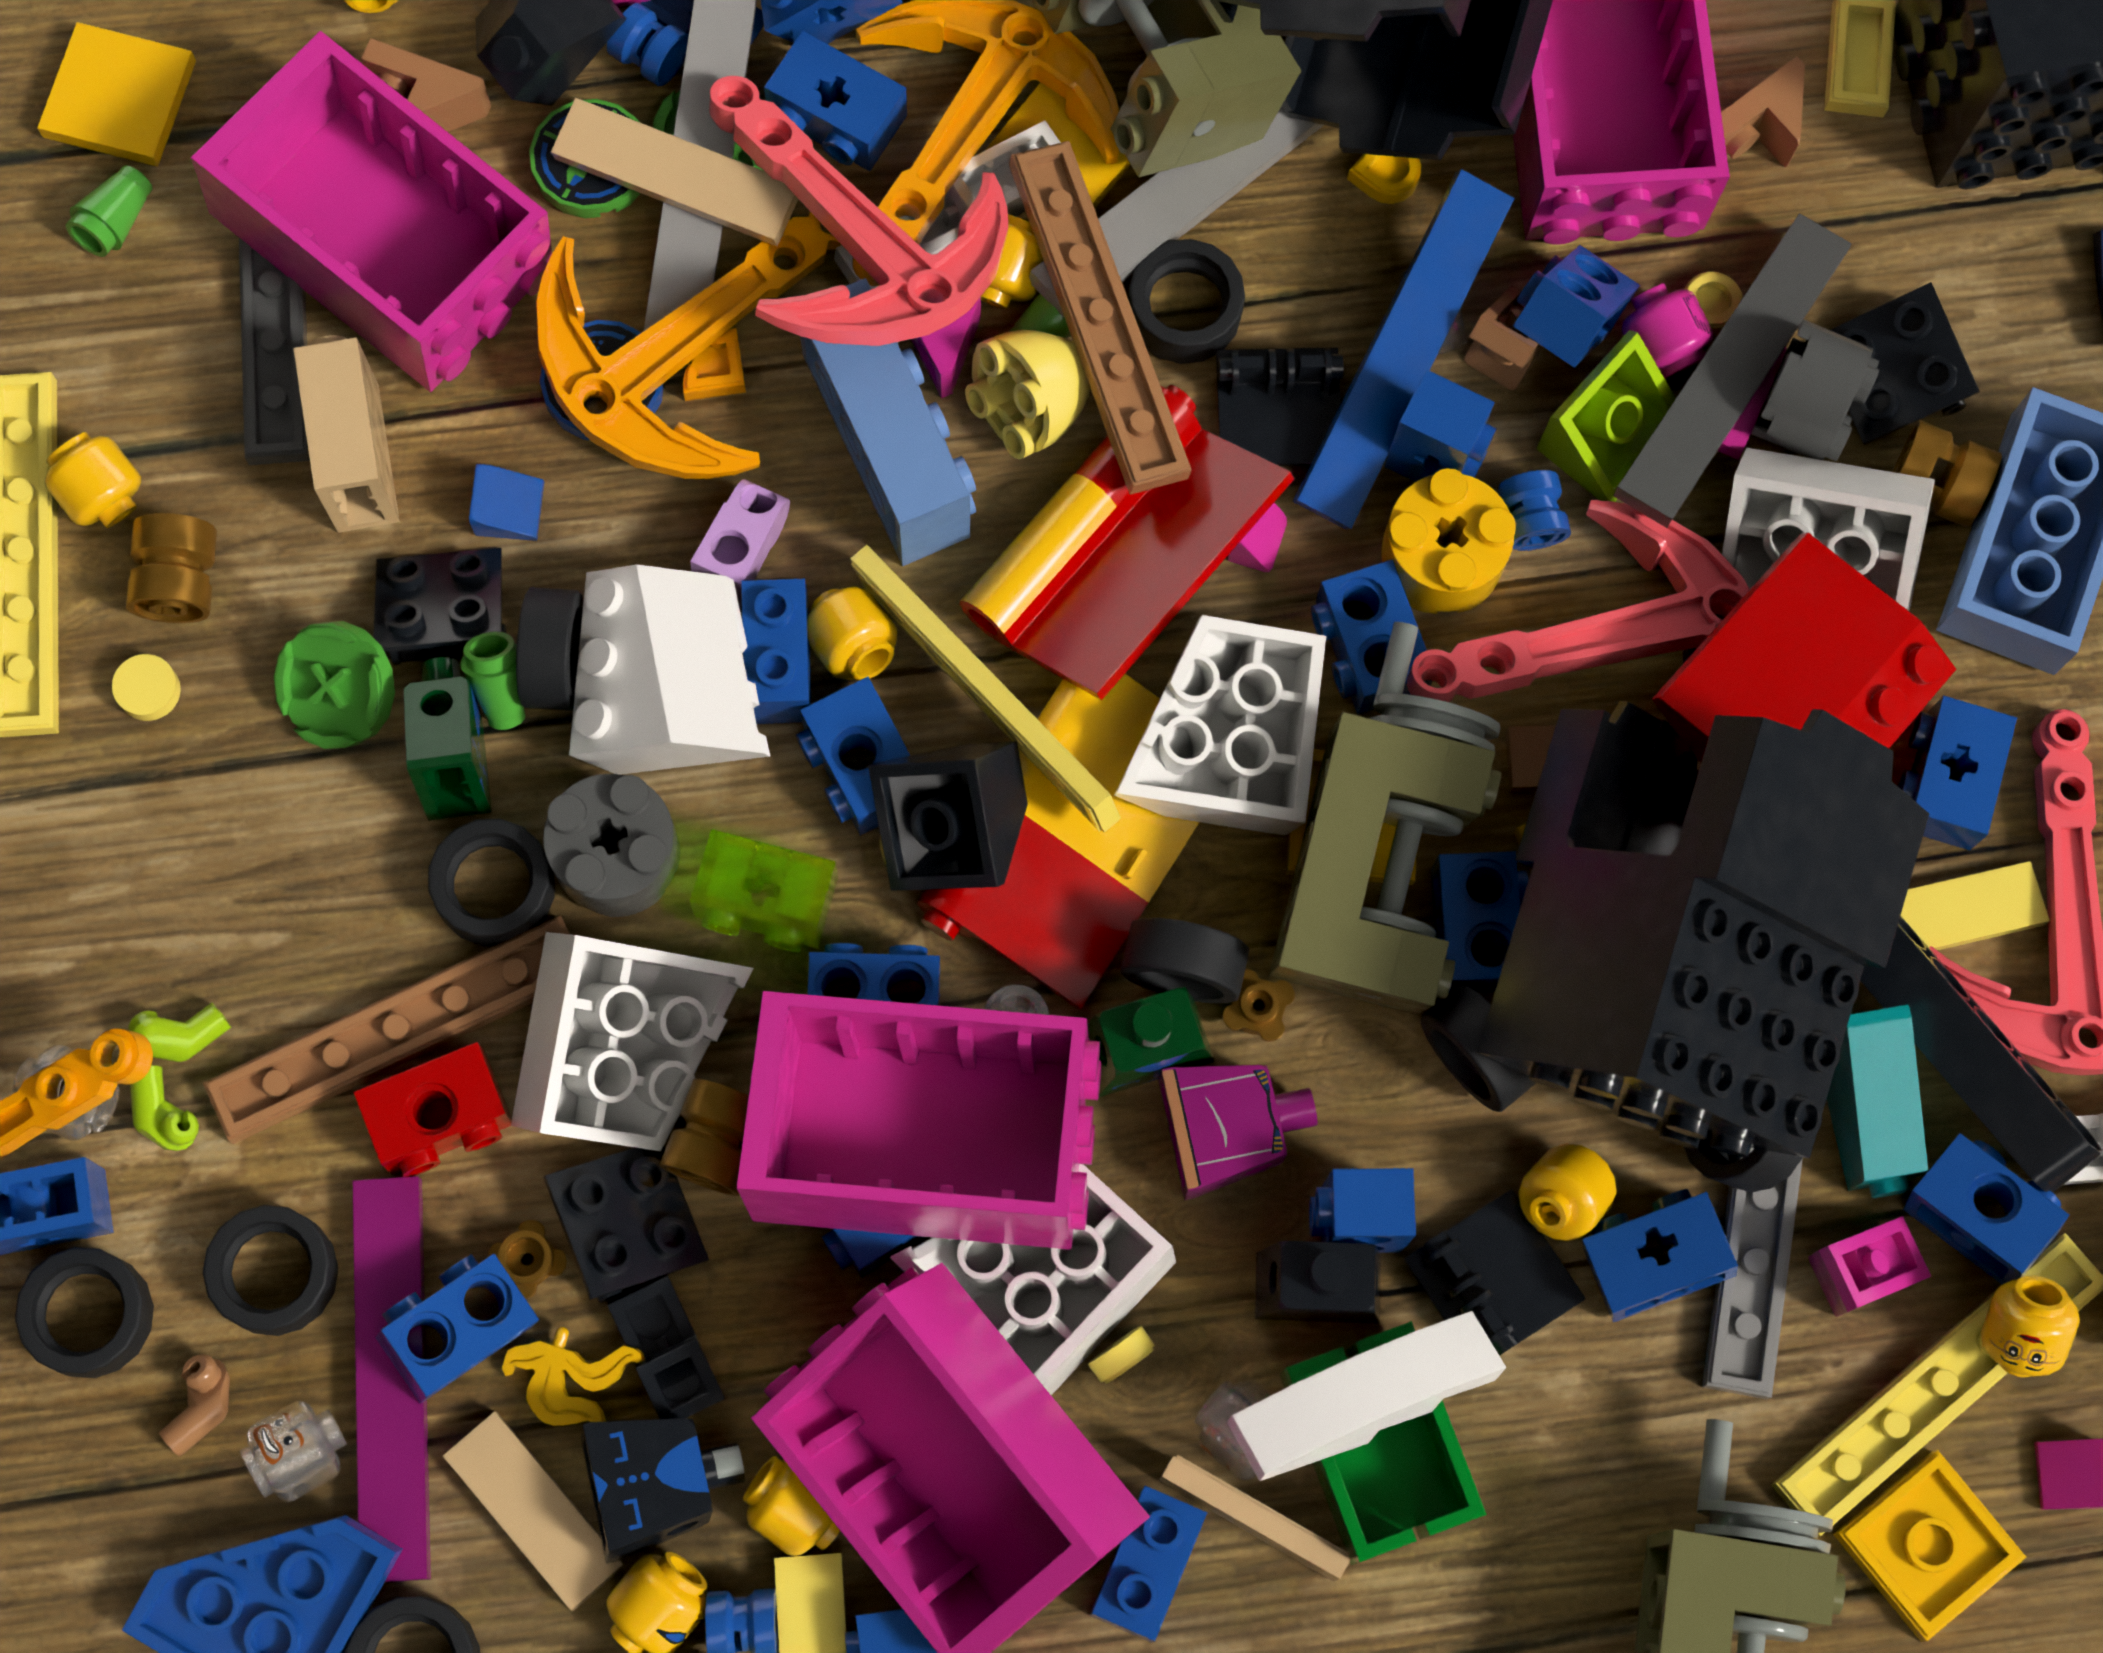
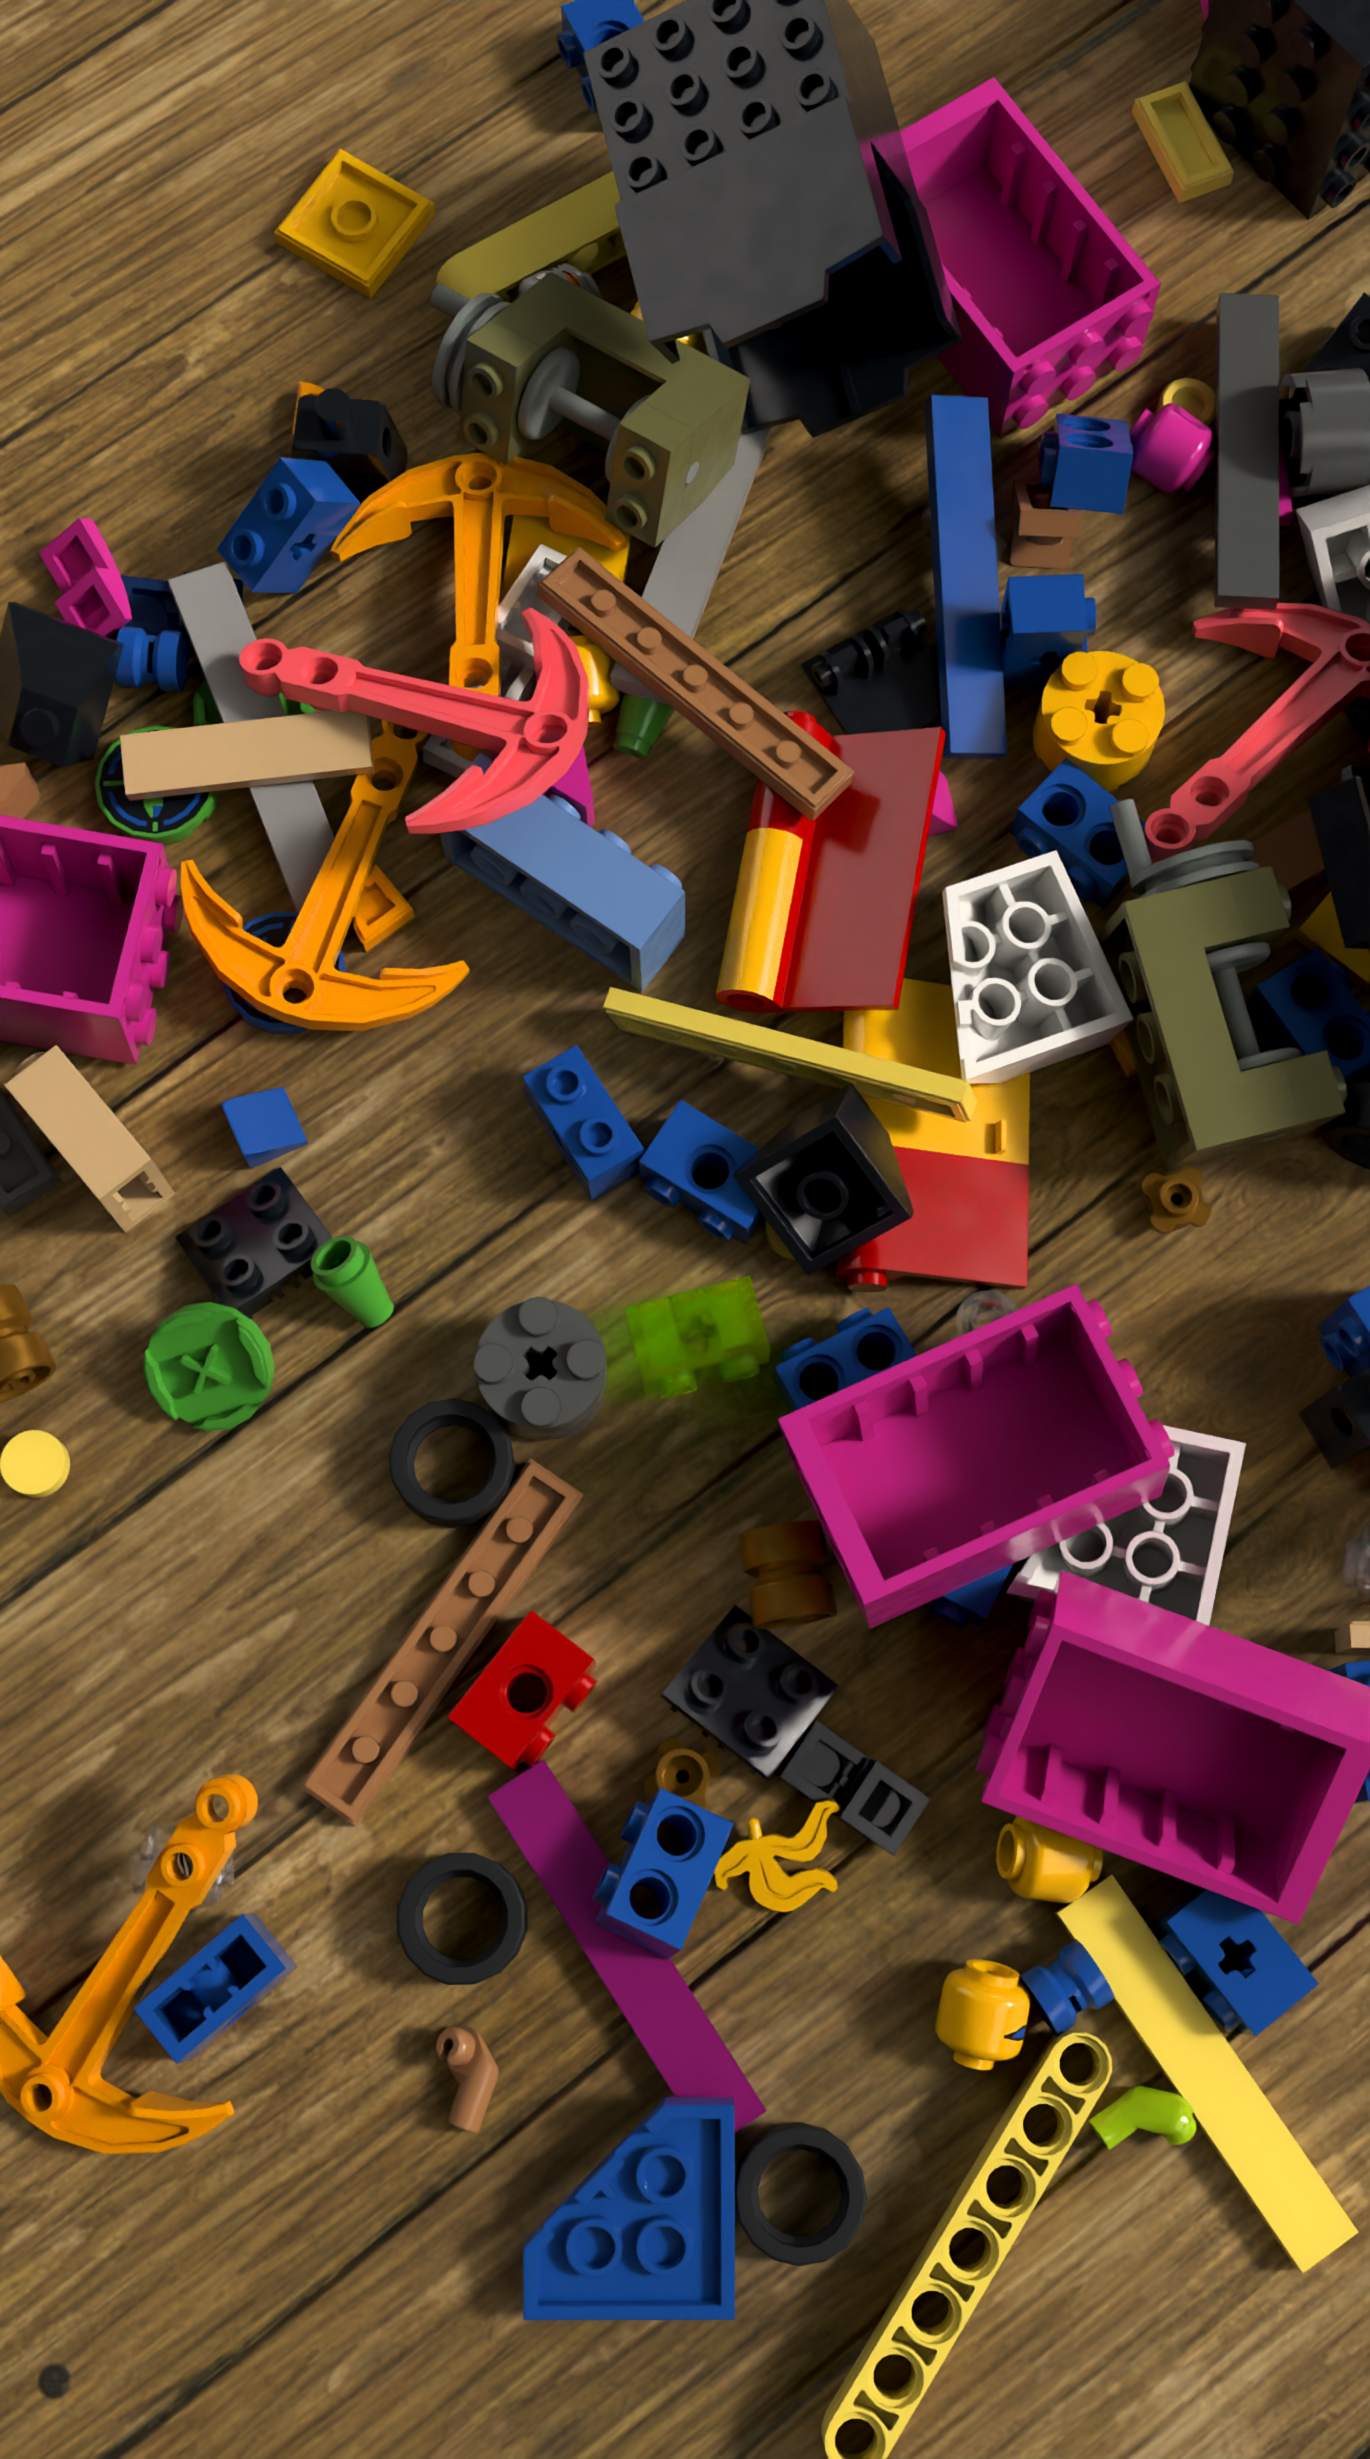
camera: 25 degrees left, 0 degrees up
(40, 1287) = (264, 2045): black tyre -> none
(158, 1118) = (282, 1841): lime arm -> none
(177, 1039) = (255, 1759): lime arm -> none
(293, 1451) = (582, 2067): clear head -> none
(446, 742) = (341, 1360): dark green torso -> none
(532, 1510) = (822, 1995): tan tile -> none
(548, 648) = (386, 1228): black tyre -> none
(618, 1039) = (649, 1539): white wedge -> none
(652, 1480) = (914, 1907): black torso -> none
(662, 673) = (501, 1194): white wedge -> none
(742, 534) = (492, 1049): lavender leg -> none
(838, 101) = (372, 606): blue brick -> none
(851, 633) = (640, 1072): yellow head -> none
(1027, 388) = (664, 781): light yellow piece -> none
(1121, 1355) = (1246, 1563): light yellow tile -> none
(1148, 1037) = (1117, 1268): dark green torso -> none
(1180, 953) = (1099, 1194): black tyre -> none
(1199, 259) = (760, 594): black tyre -> none
(1228, 1123) = (1214, 1314): magenta torso -> none
(1386, 177) = (854, 444): yellow tile -> none
(1534, 506) = (1148, 644): blue wheel -> none
(1608, 418) = (1169, 548): lime slope -> none
(1769, 114) = (1150, 220): medium nougat slope -> none

